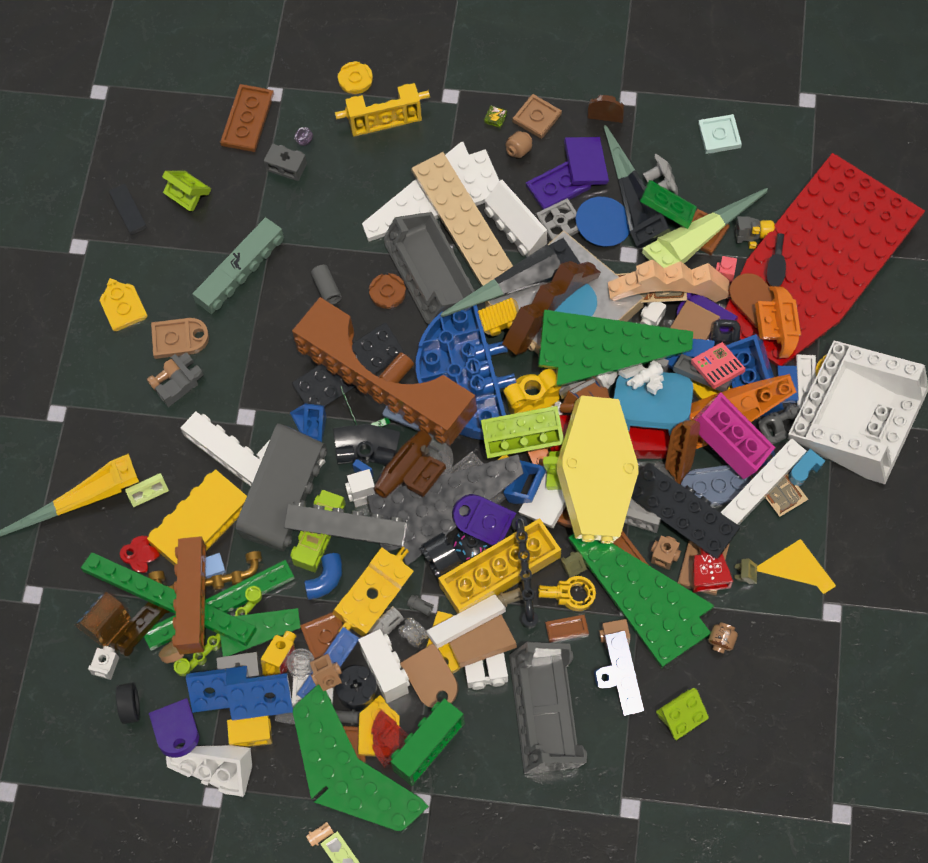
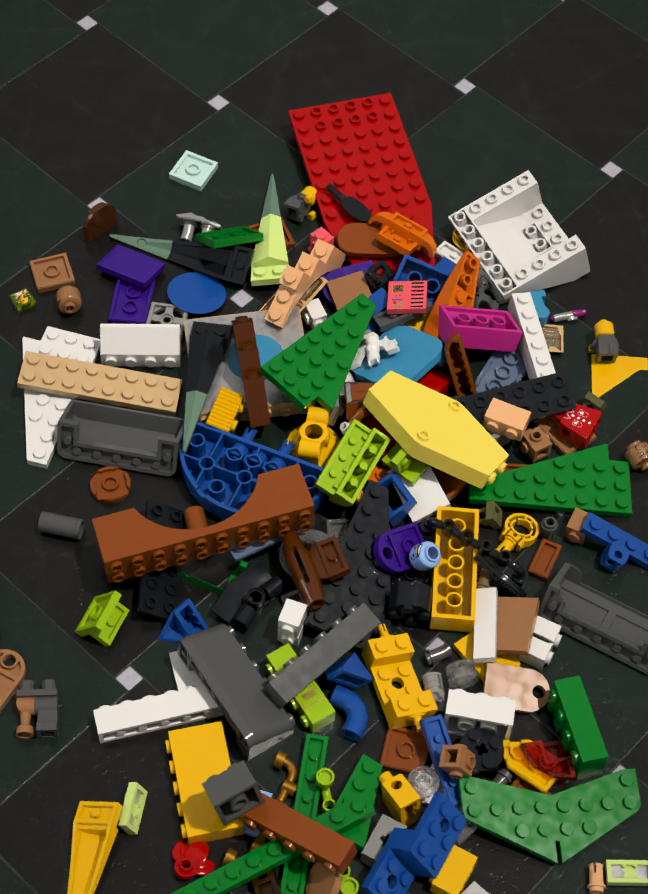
camera: 60 degrees left, 10 degrees down
(179, 539) = (233, 792): none -> dark grey brick
(273, 367) = (103, 618): none -> lime bracket
(352, 552) = (349, 672): none -> blue slope
(359, 466) = (270, 614): blue tile -> none
(487, 532) = (425, 556): none -> light blue head
(516, 607) = (501, 579): none -> black piece
(594, 615) = (548, 525): none -> dark grey pin
(656, 513) = (506, 419): none -> light nougat brick
(813, 541) = (605, 343): none -> dark grey piece
(822, 497) = (569, 316): none -> light grey piece

